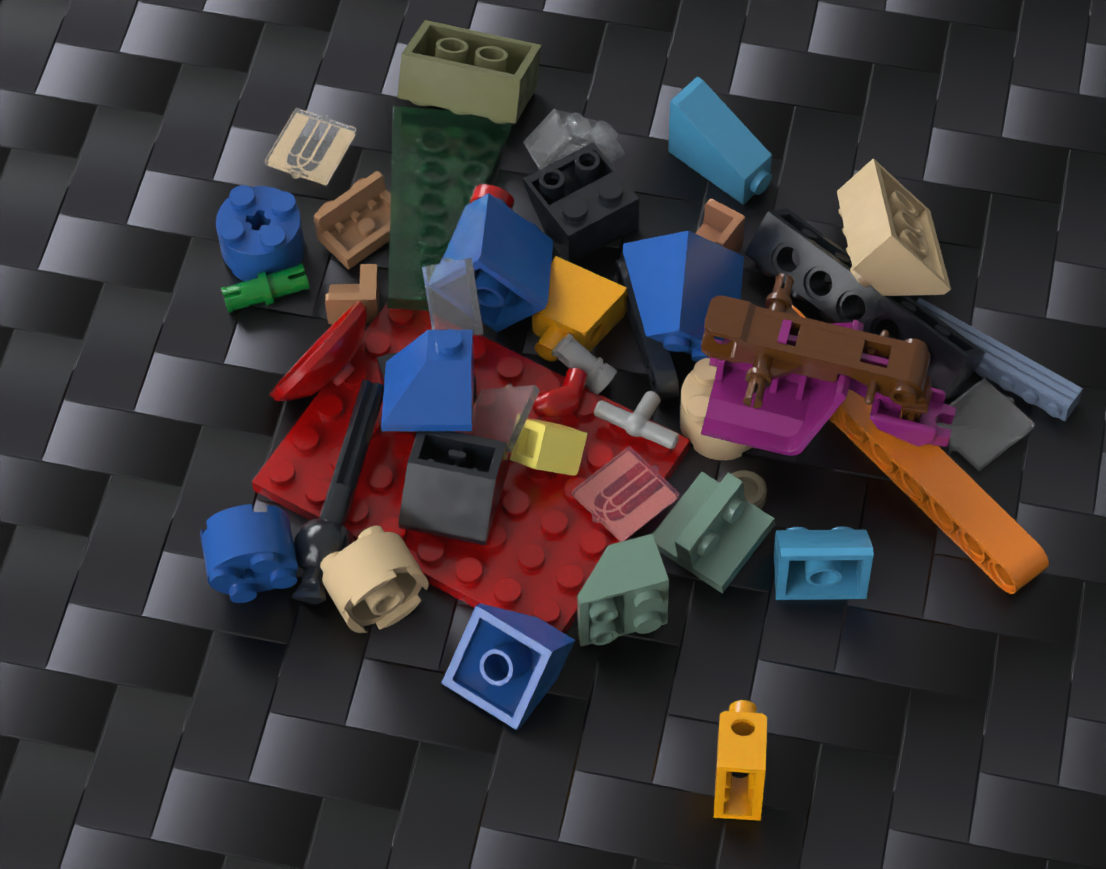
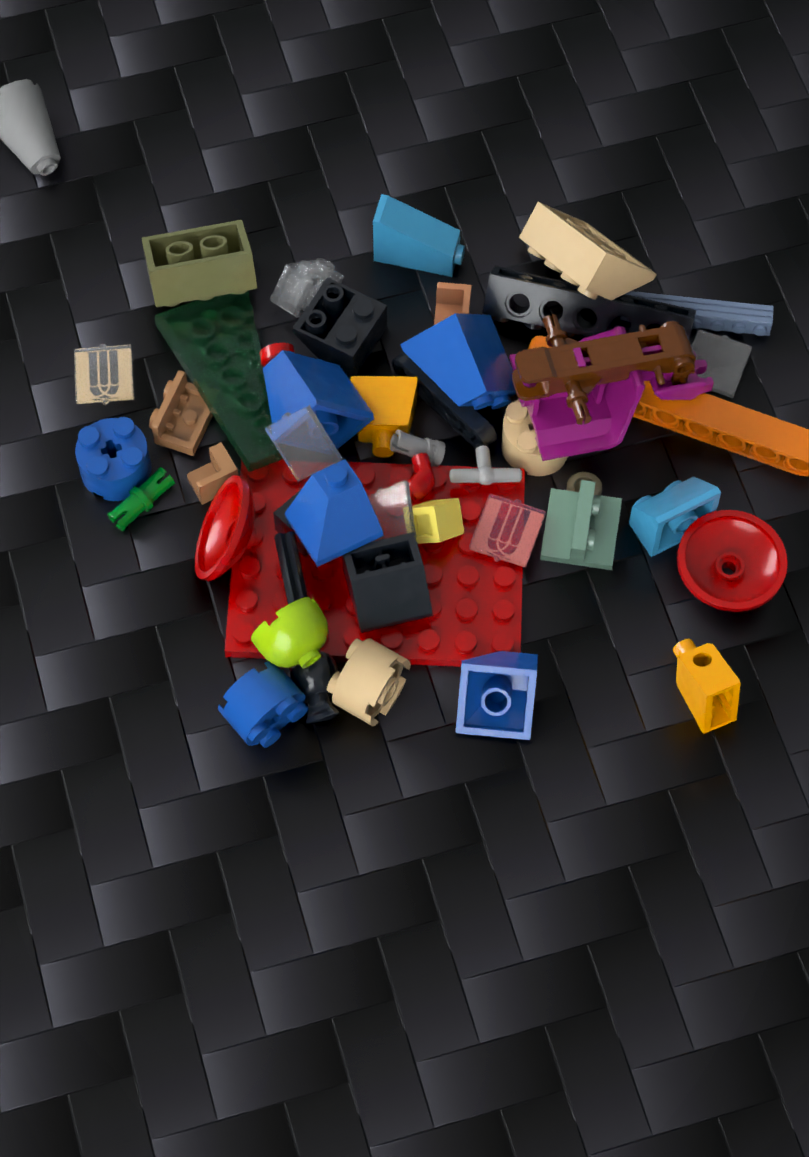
camera: 30 degrees left, 5 degrees up
(312, 488) = (294, 635): none -> lime cylinder
(624, 593) = (557, 601): sand green slope -> none
(856, 617) = (733, 542): none -> red dish

